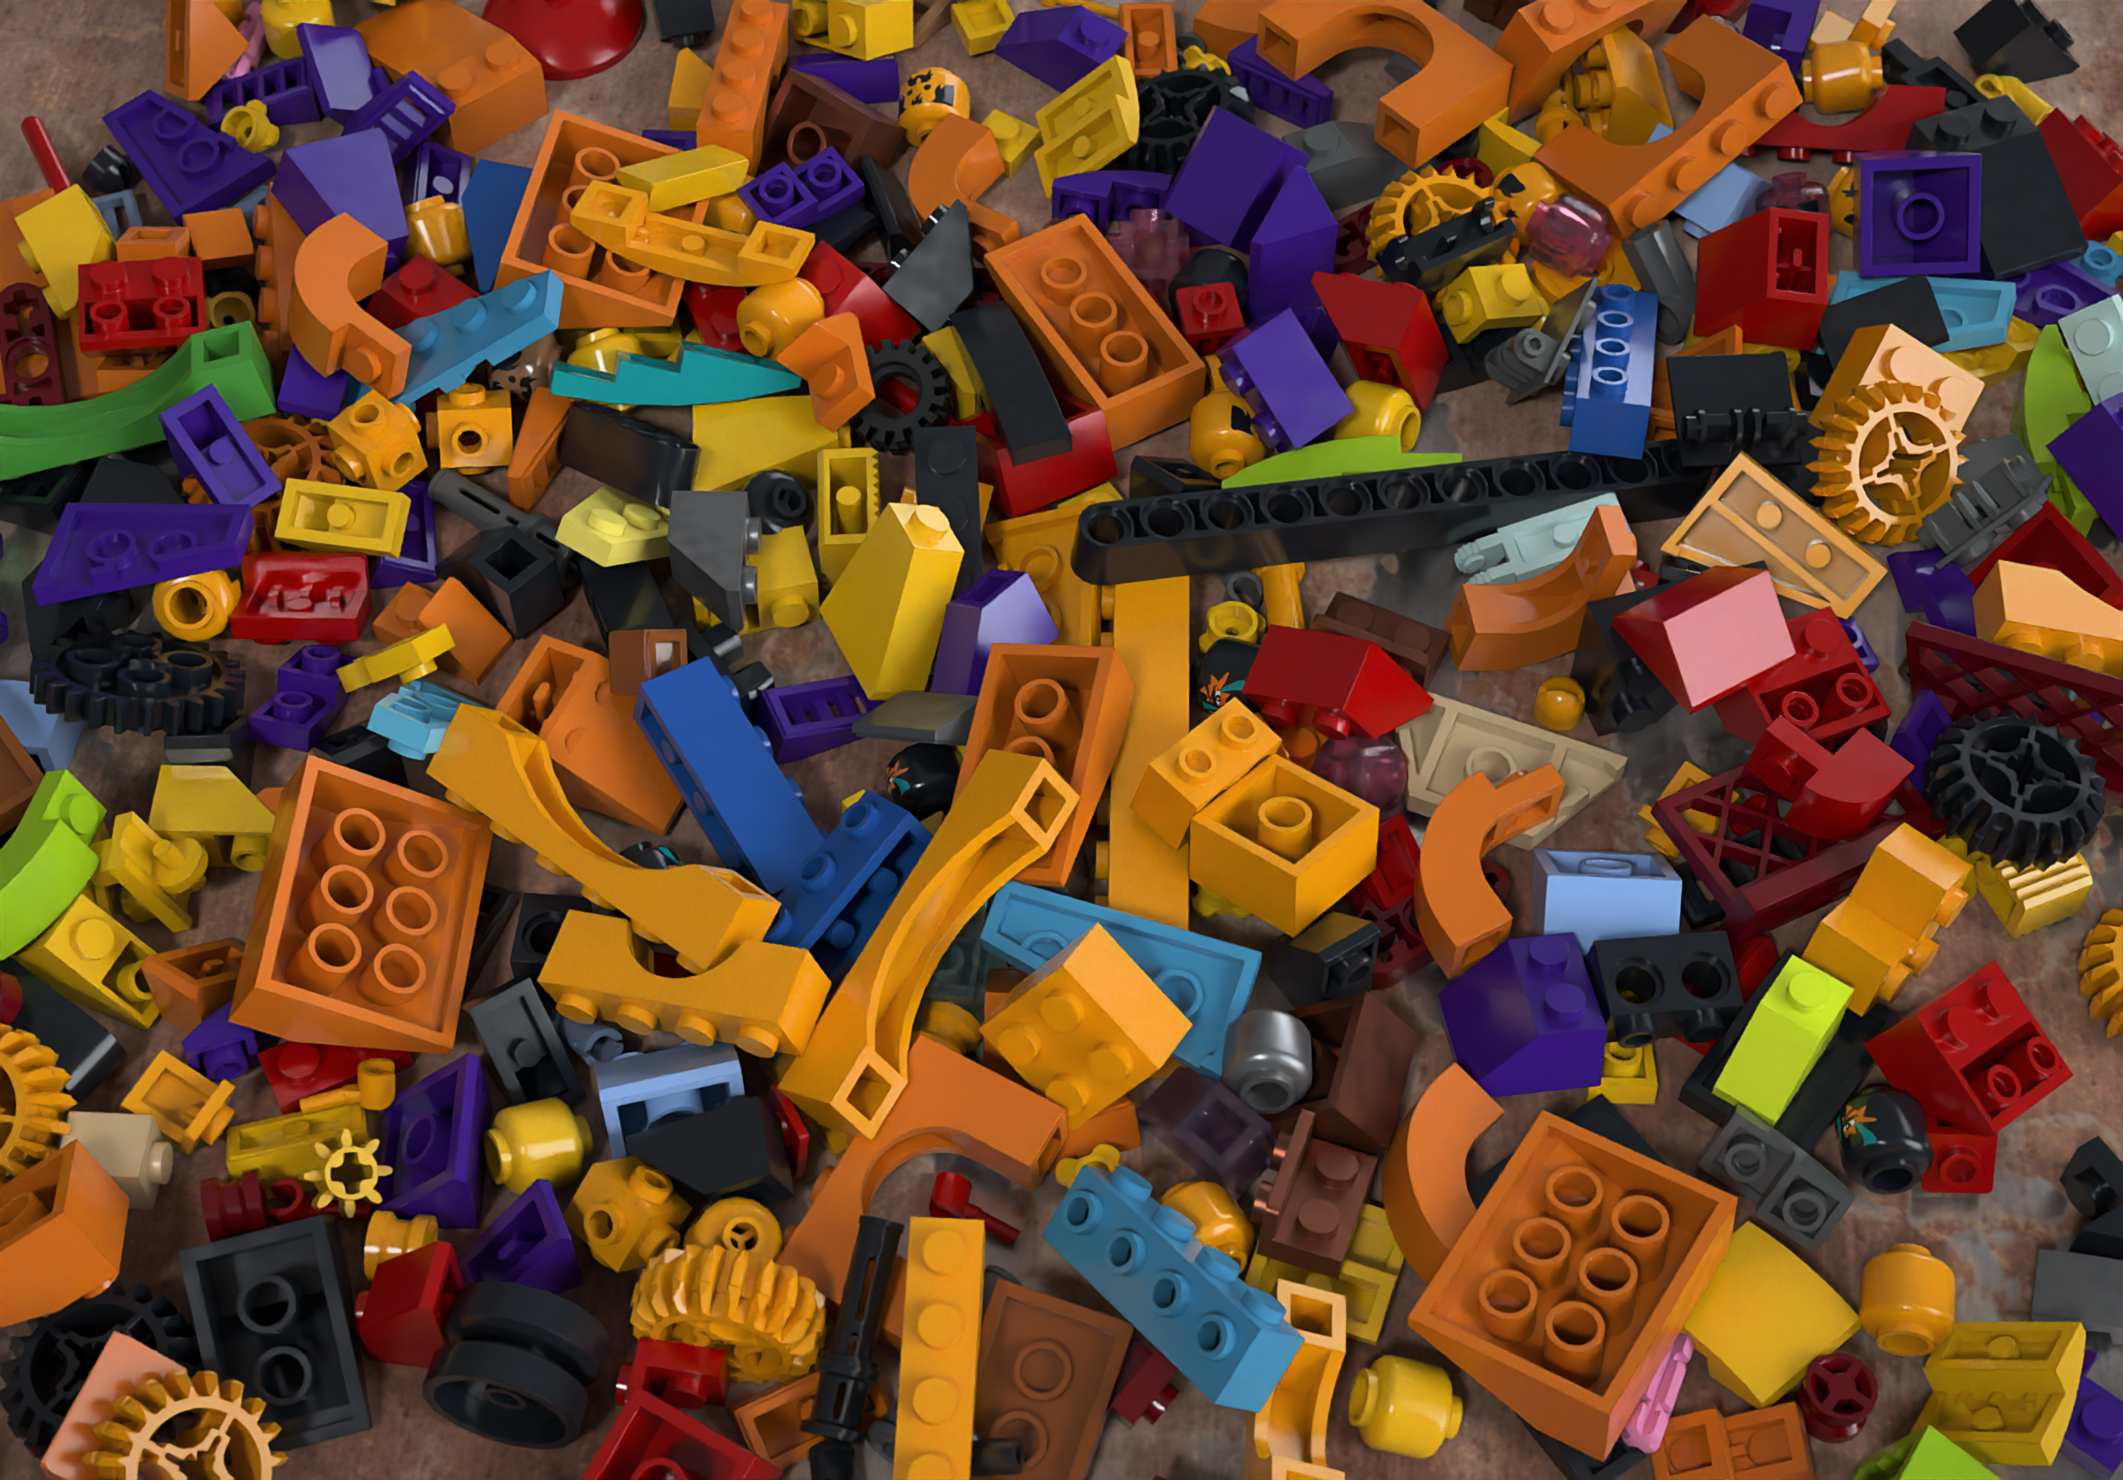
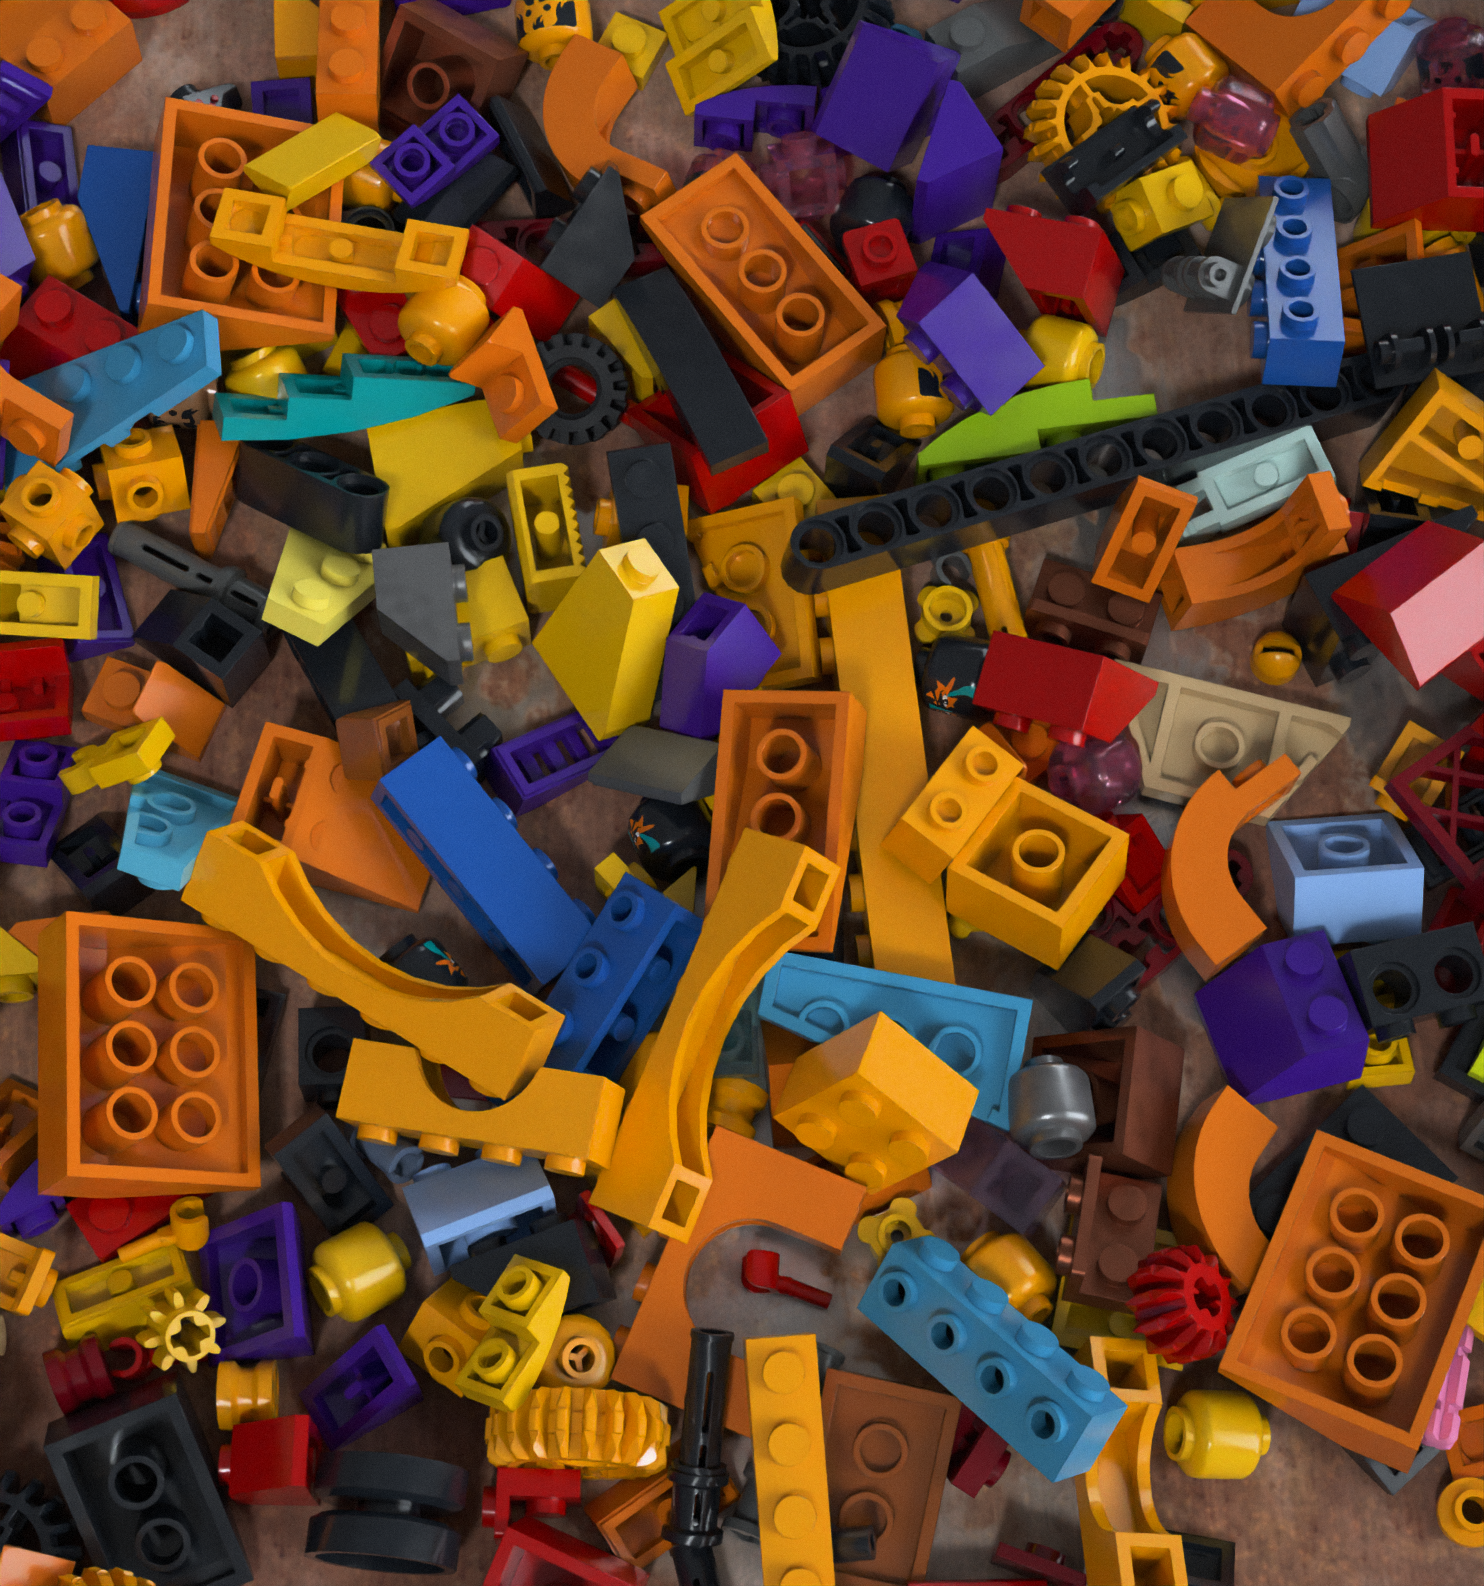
camera: 10 degrees left, 15 degrees up
(687, 1186) = (523, 1321): none -> yellow slope
(1378, 1258) = (1182, 1304): none -> red gear
(1433, 566) = (1141, 537): none -> orange slope

